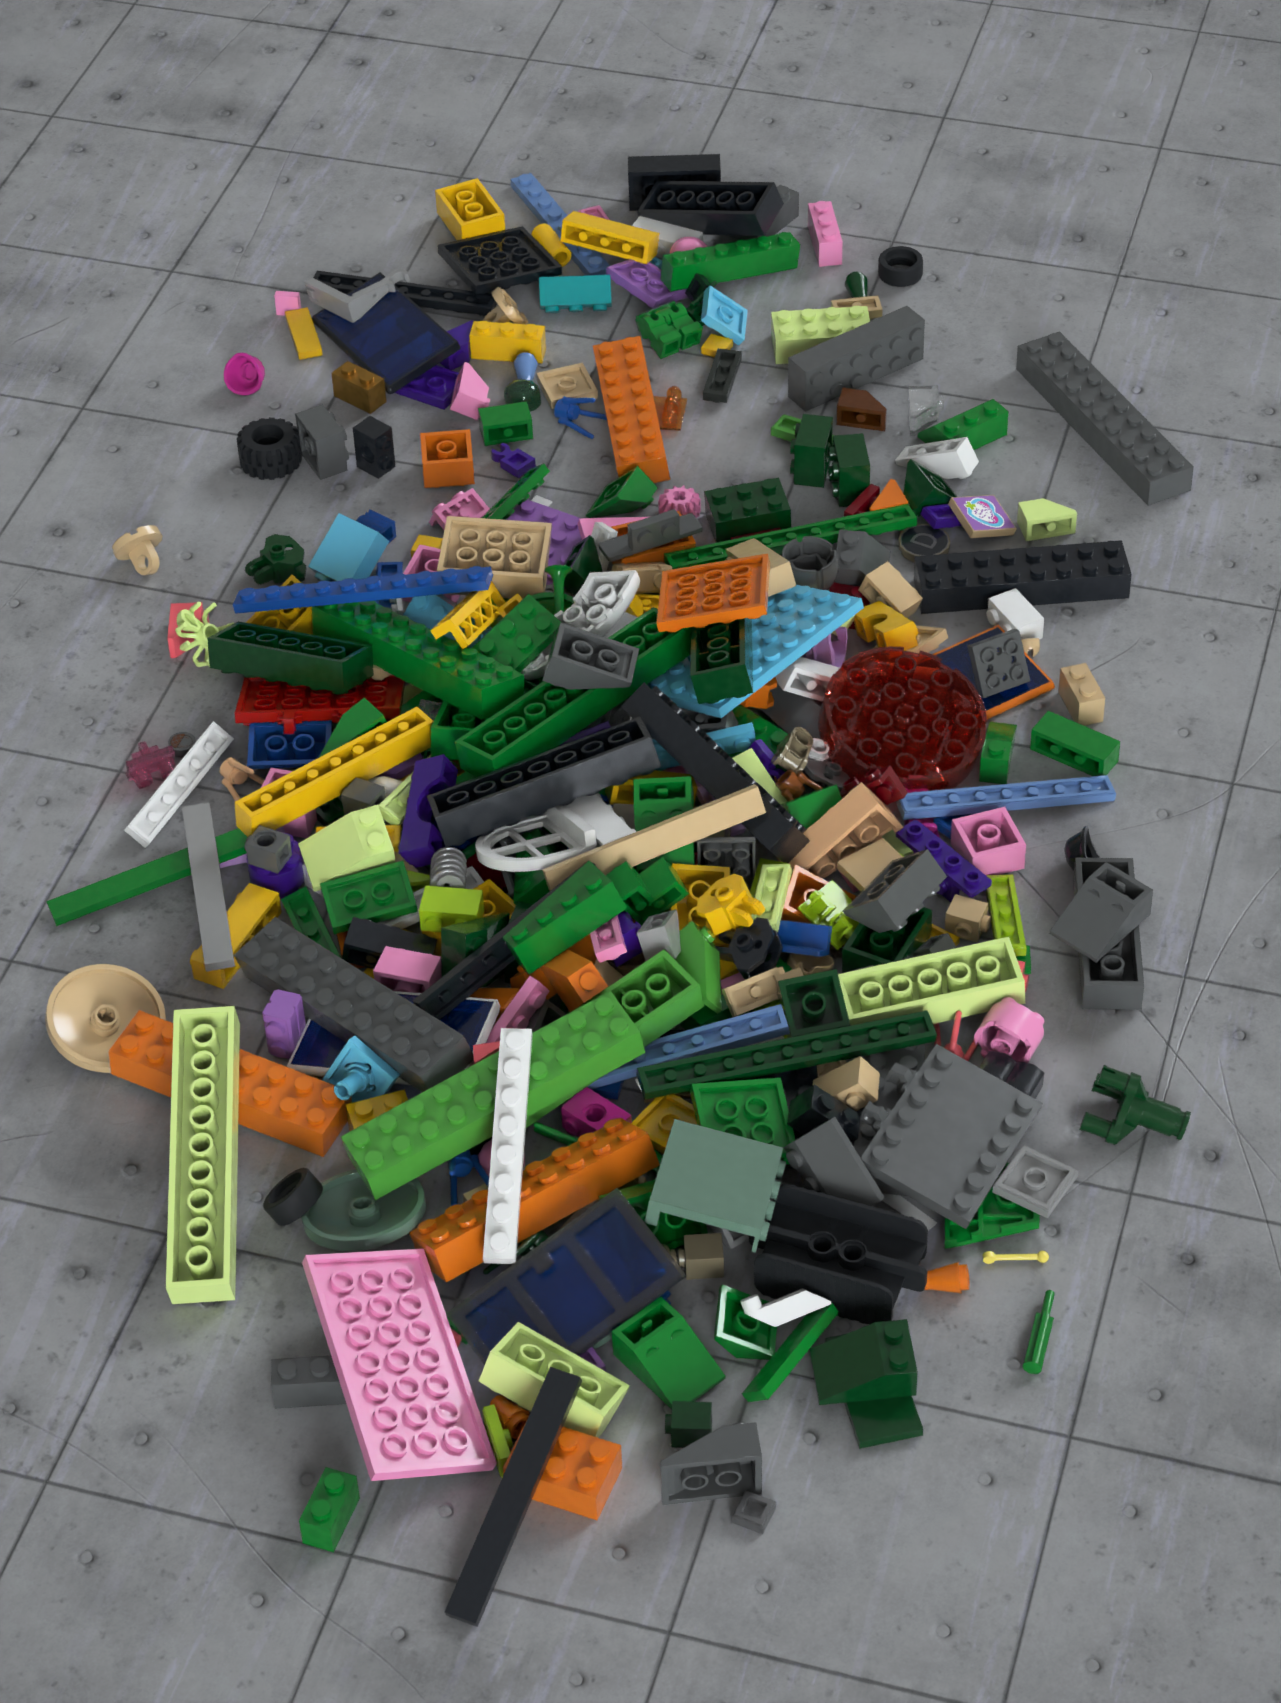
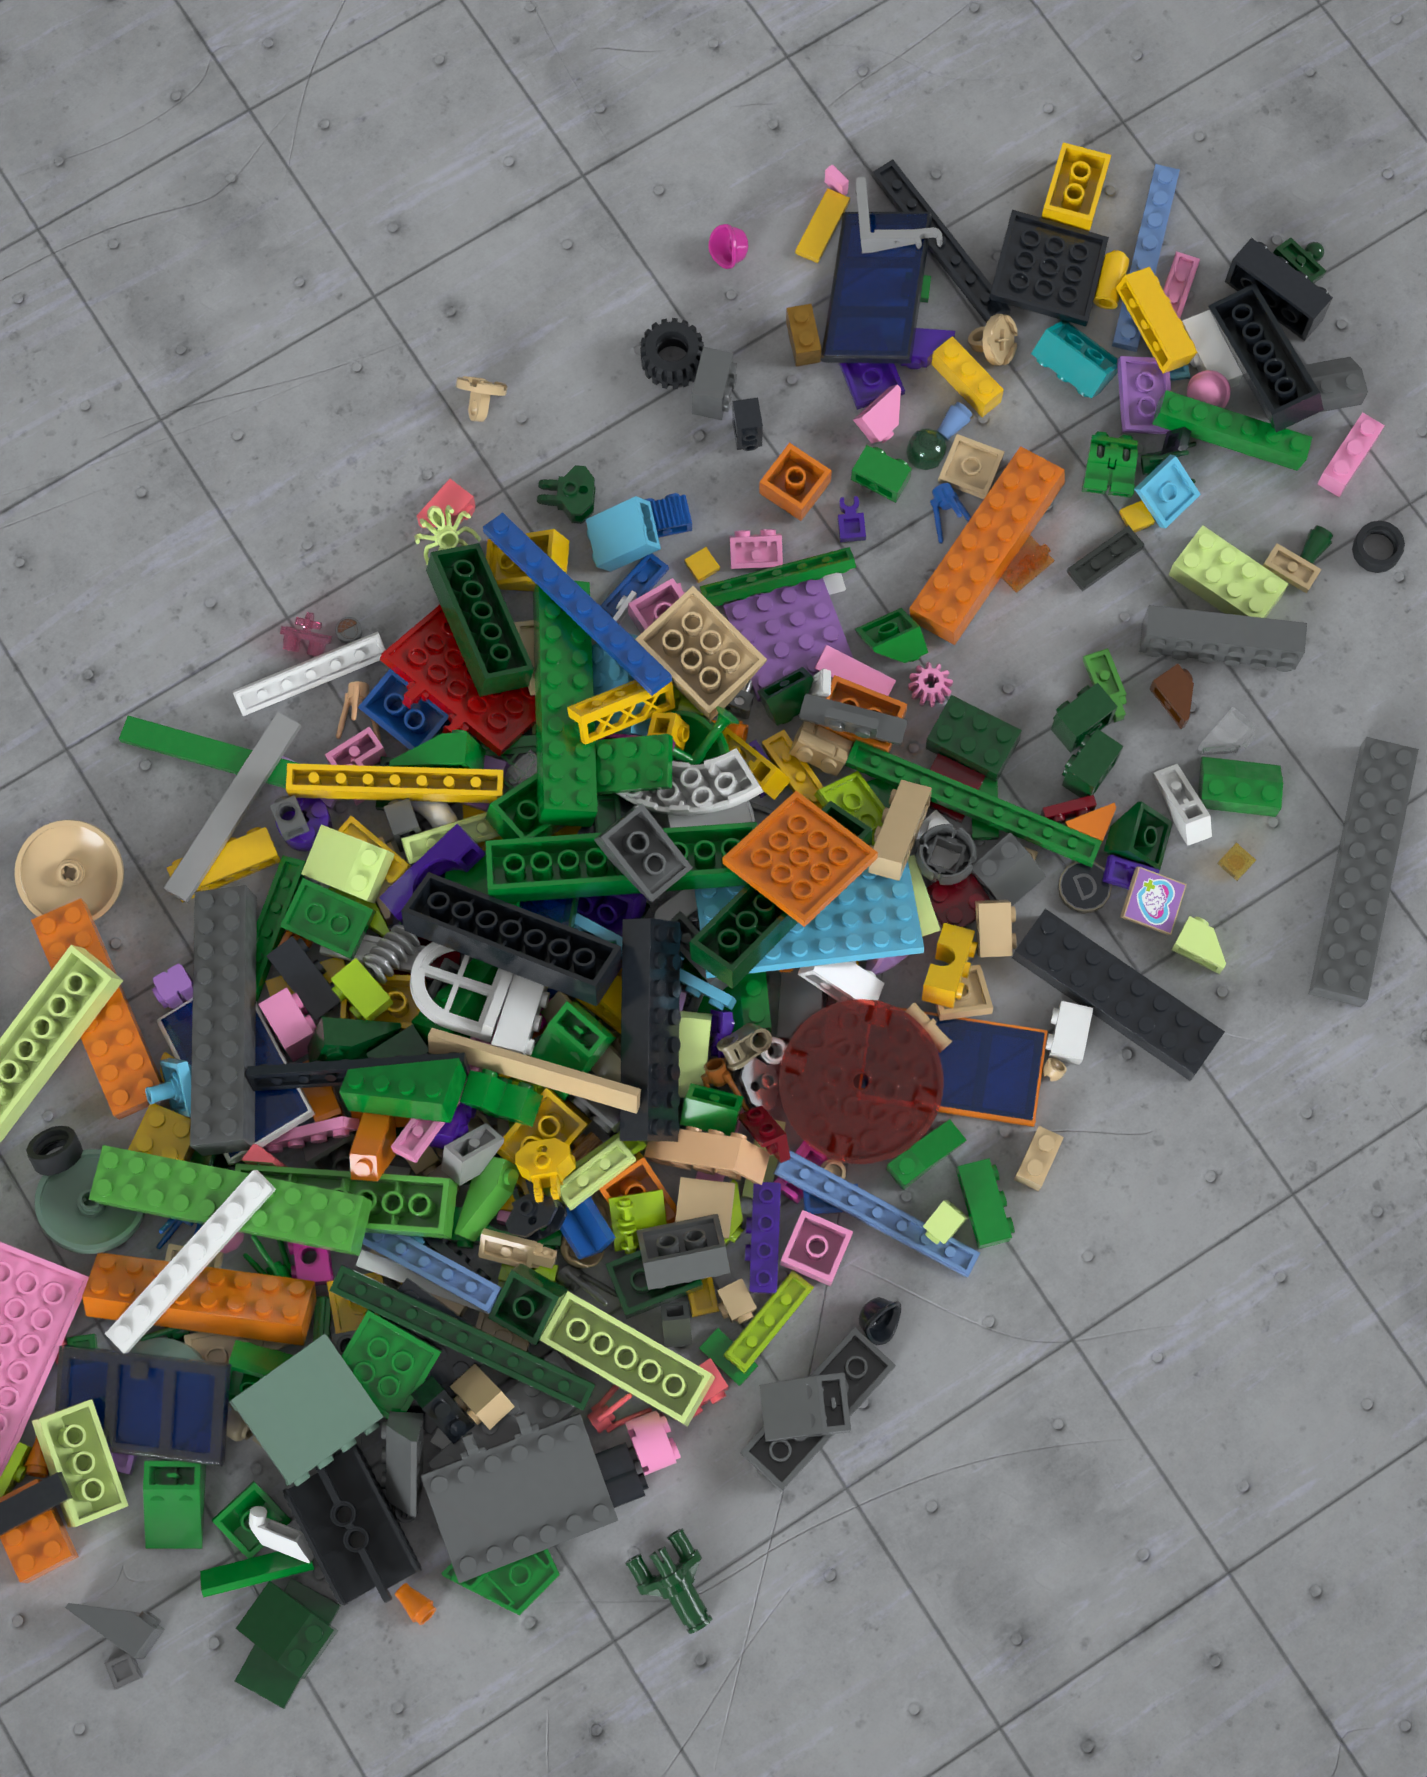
camera: 40 degrees right, 30 degrees up
(688, 1422) = (141, 1569): dark green brick -> none
(985, 656) = (993, 1081): dark grey plate -> none
(990, 1257) = (498, 1639): light yellow hinge -> none
(1012, 466) = (1236, 861): none -> clear yellow plate
(1035, 1181) = (545, 1582): light grey tile -> none
(1039, 1336) = (431, 1704): green axle -> none
(1063, 759) = (944, 1222): none -> yellowish green slope

